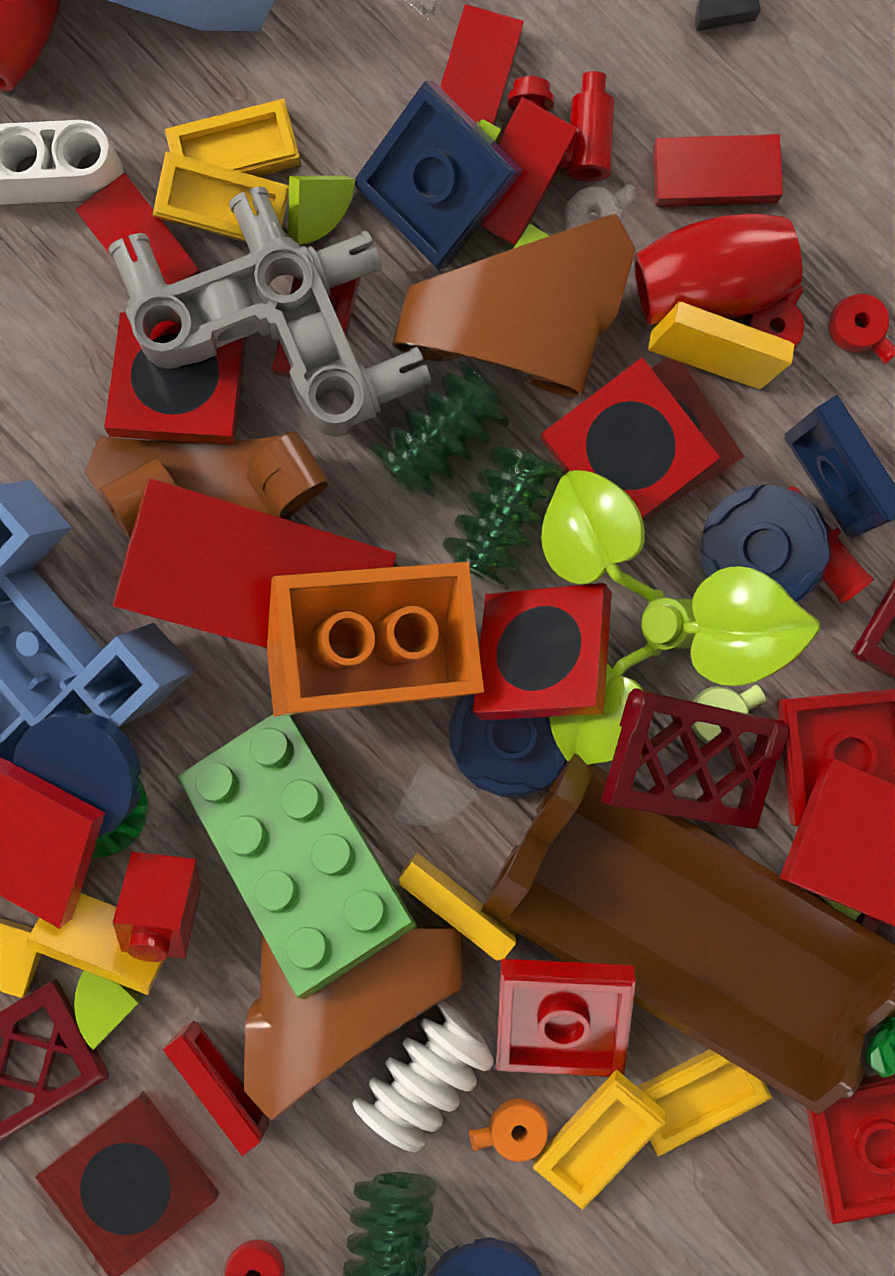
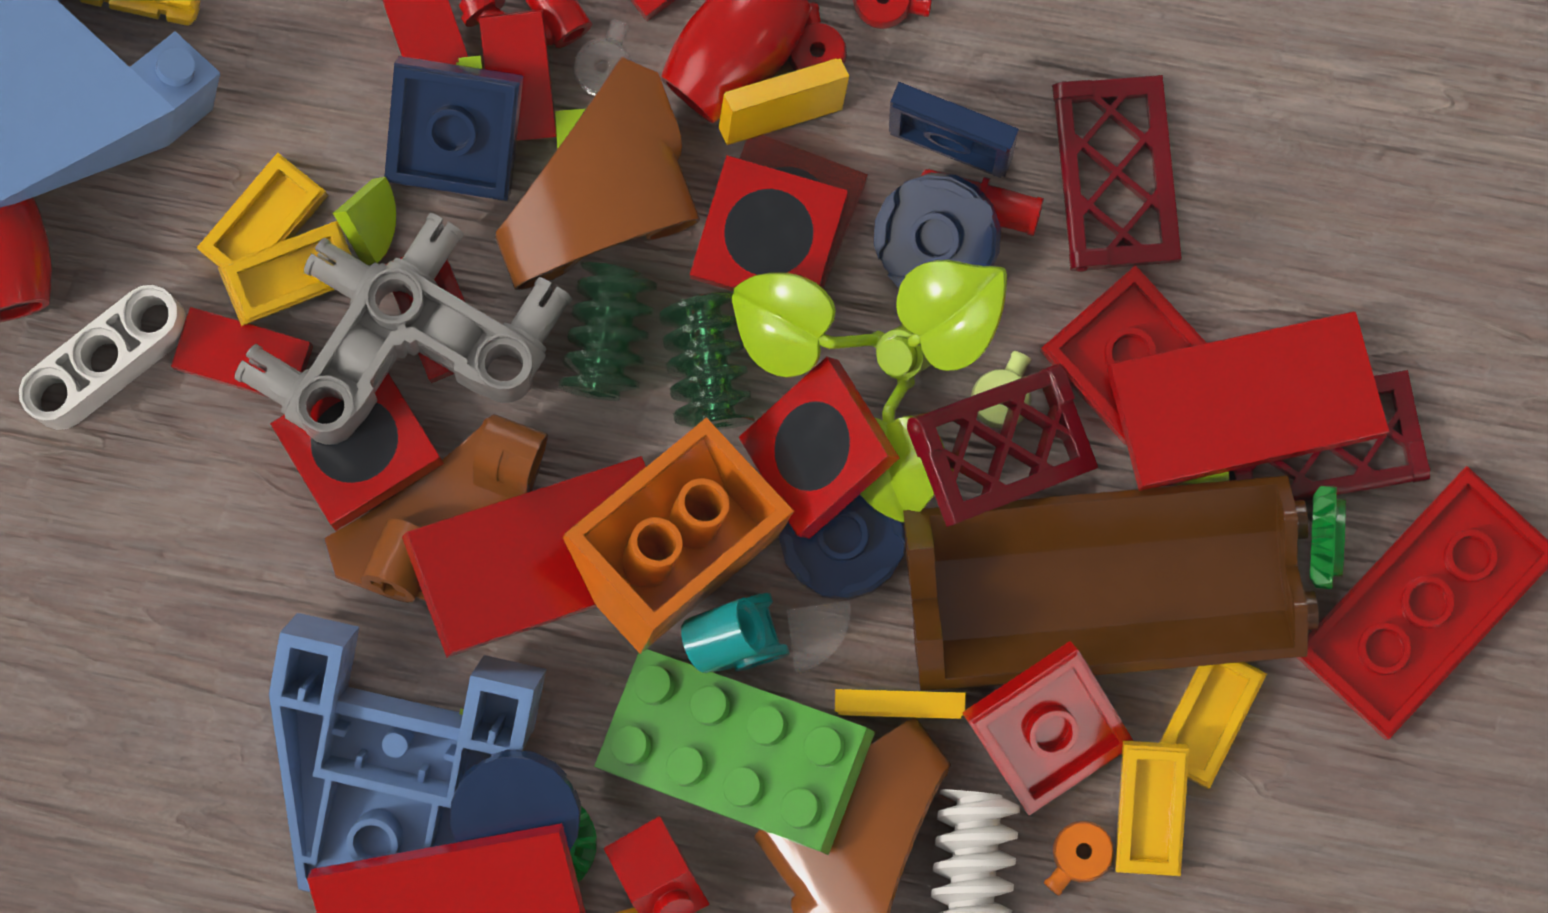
camera: 30 degrees left, 5 degrees down
(360, 755) = (733, 636): none -> teal piece

